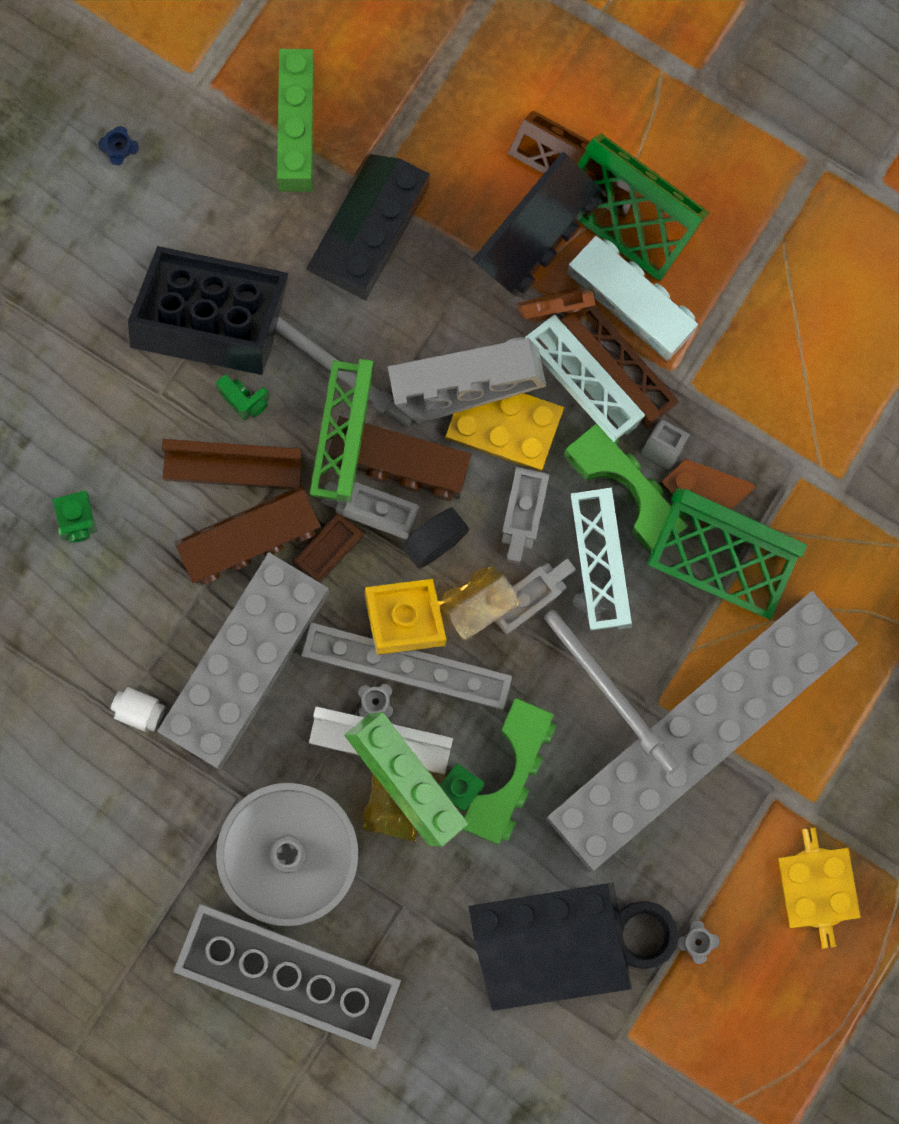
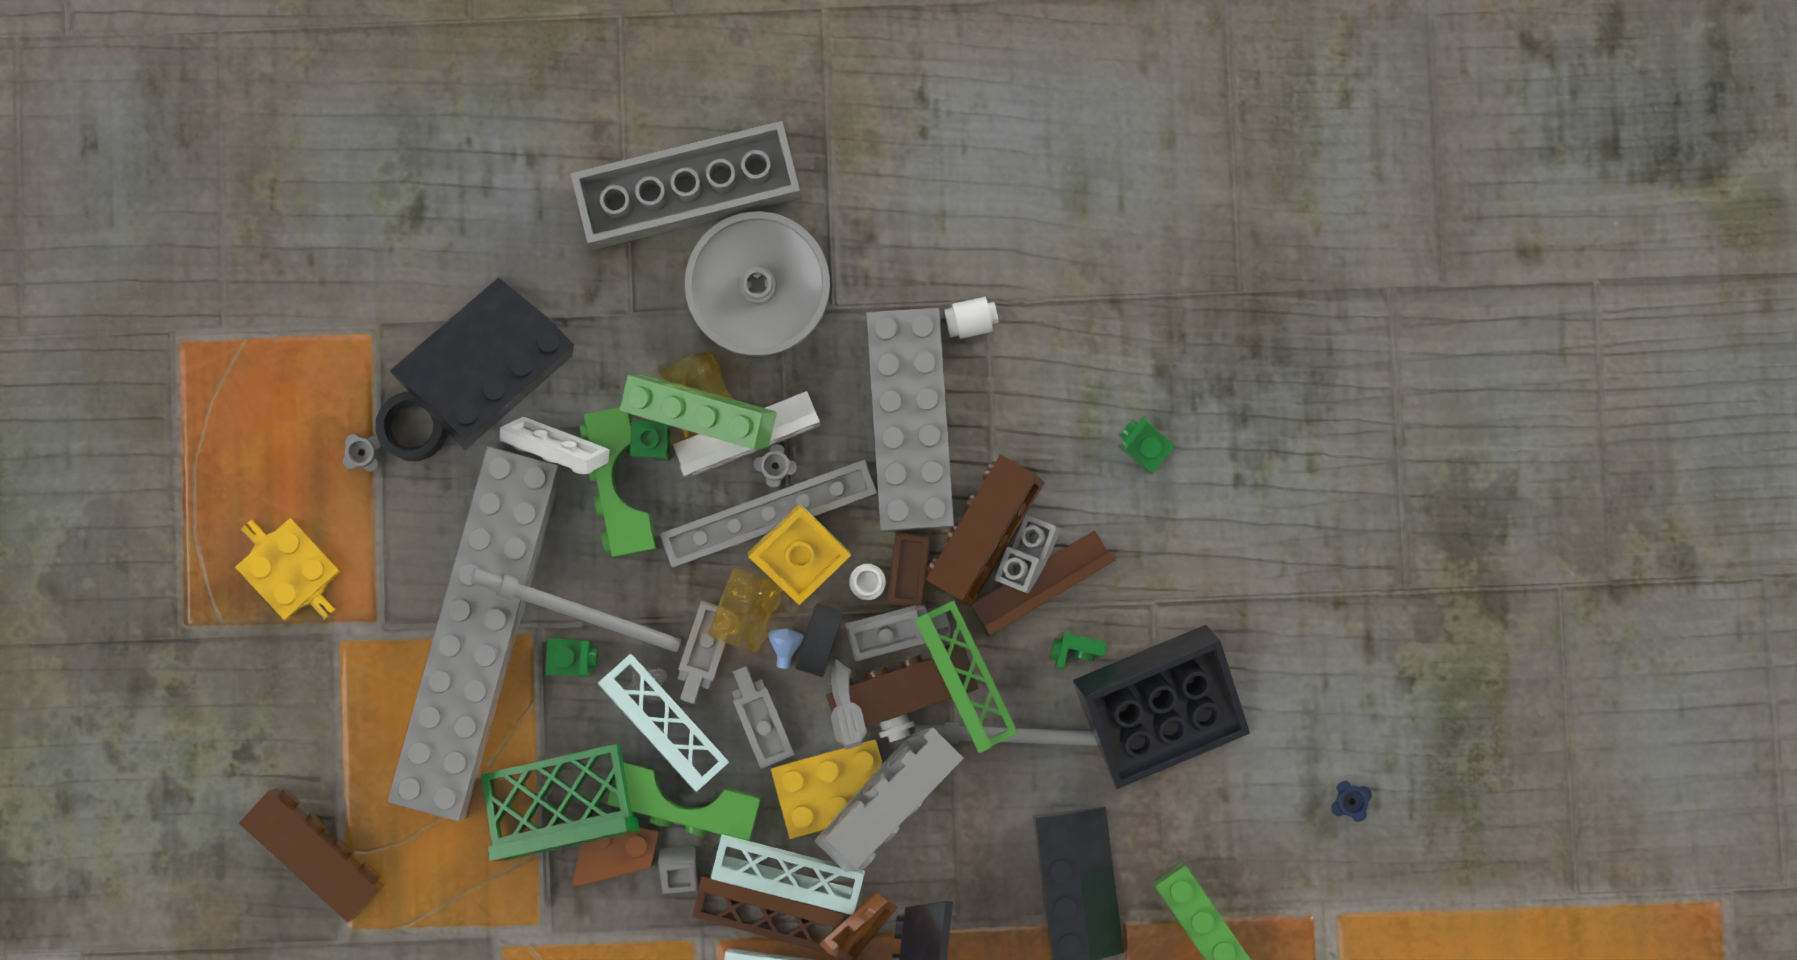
camera: 150 degrees right, 5 degrees up
(227, 494) = (1029, 554): none -> light grey slope
(366, 561) = (867, 581): none -> white plate
(424, 430) = (896, 728): none -> white plate
(456, 460) = (847, 716): none -> light grey piece
(464, 556) = (785, 644): none -> light blue rock
(539, 835) = (554, 445): none -> white plate
(639, 662) = (571, 657): none -> green bracket

